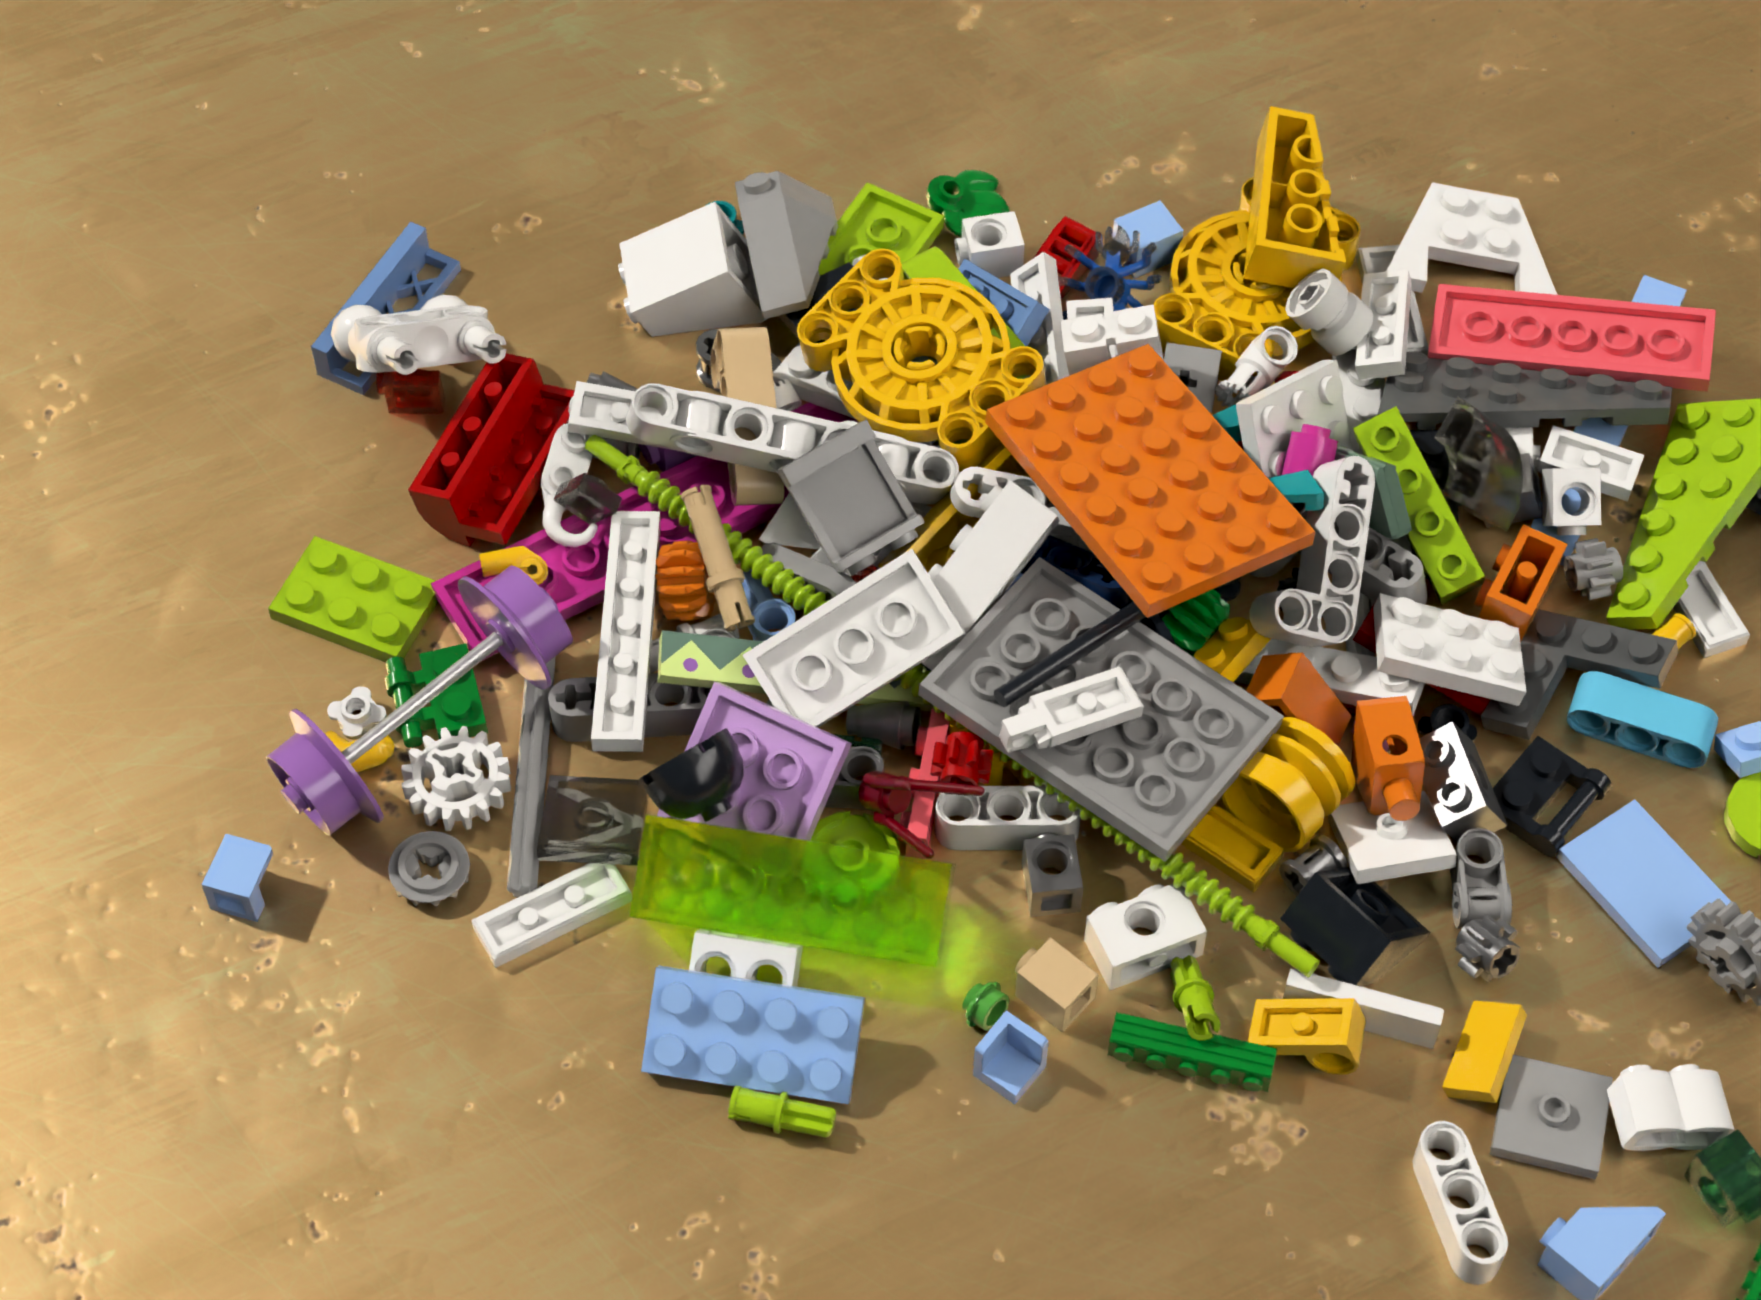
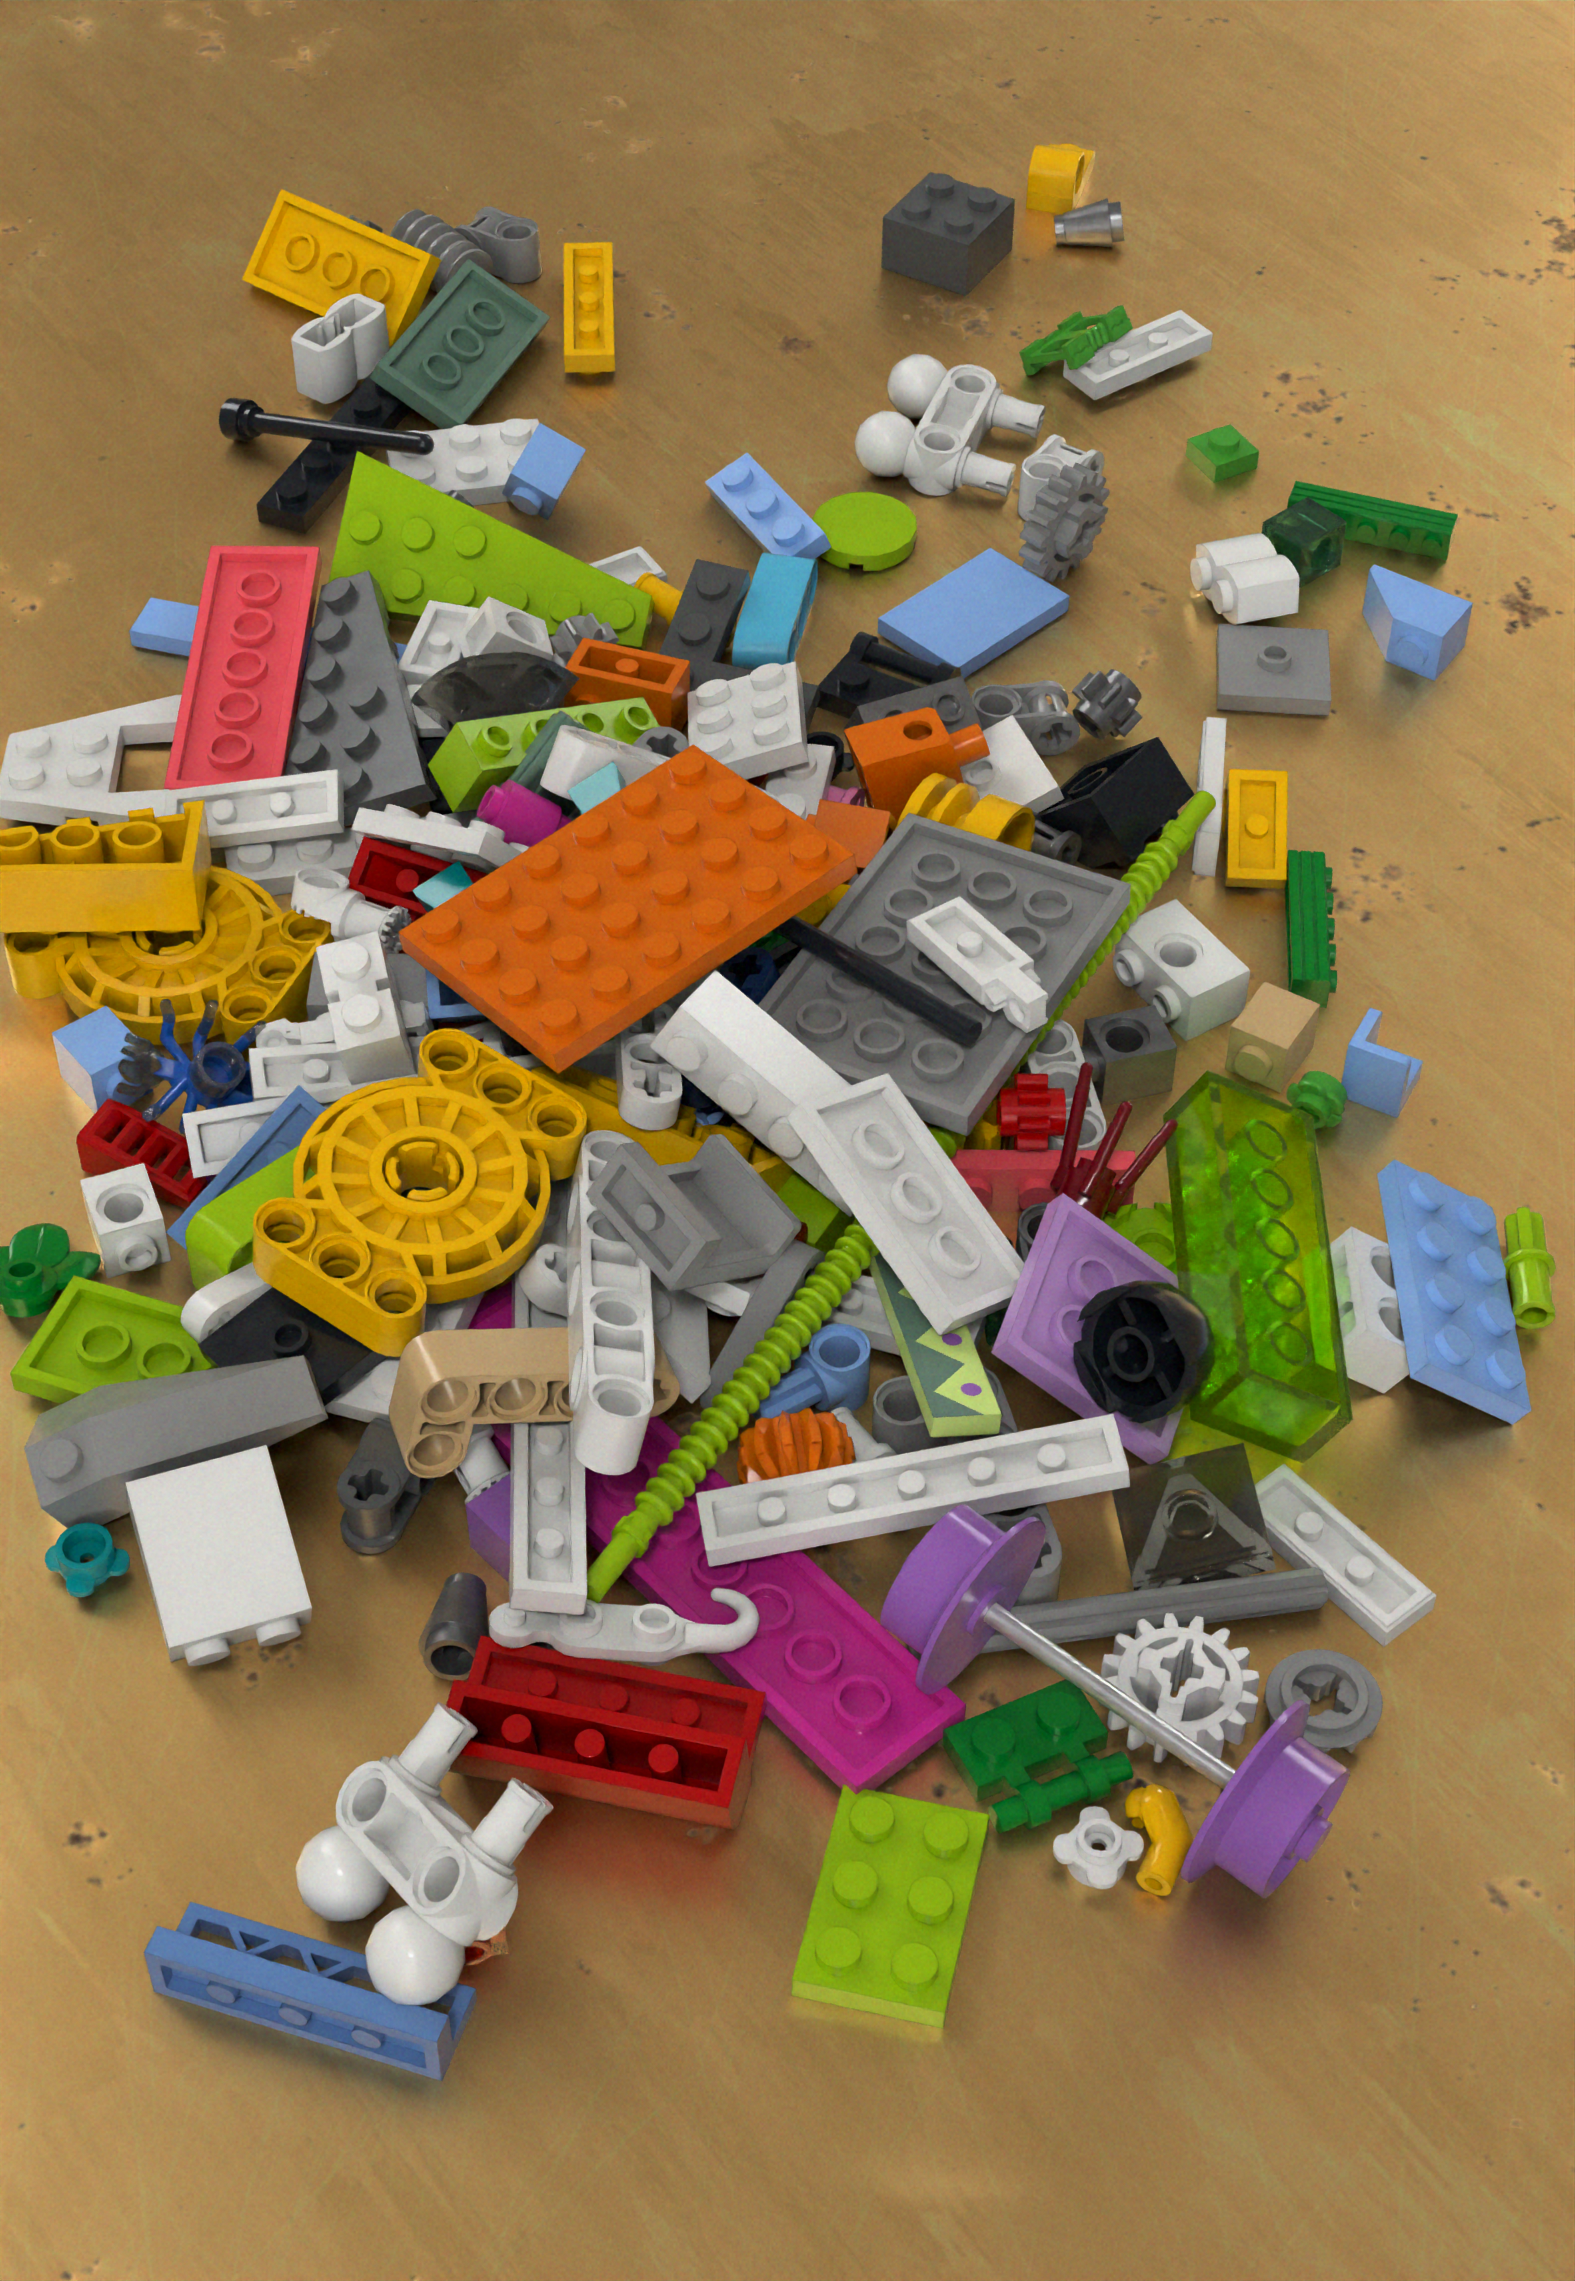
camera: 100 degrees left, 10 degrees down
(235, 877) = (1429, 1923): light blue panel -> none
(519, 556) = (810, 1663): yellow arm -> none
(588, 498) = (691, 1576): clear smoke plate -> none
(723, 575) = (807, 1384): tan pin -> none
(1194, 998) = (1257, 913): lime axle -> none
(1331, 312) = (255, 843): white wheel -> none
(1459, 1226) = (1406, 715): white beam -> none
(1484, 1051) = (1250, 708): yellow tile -> none

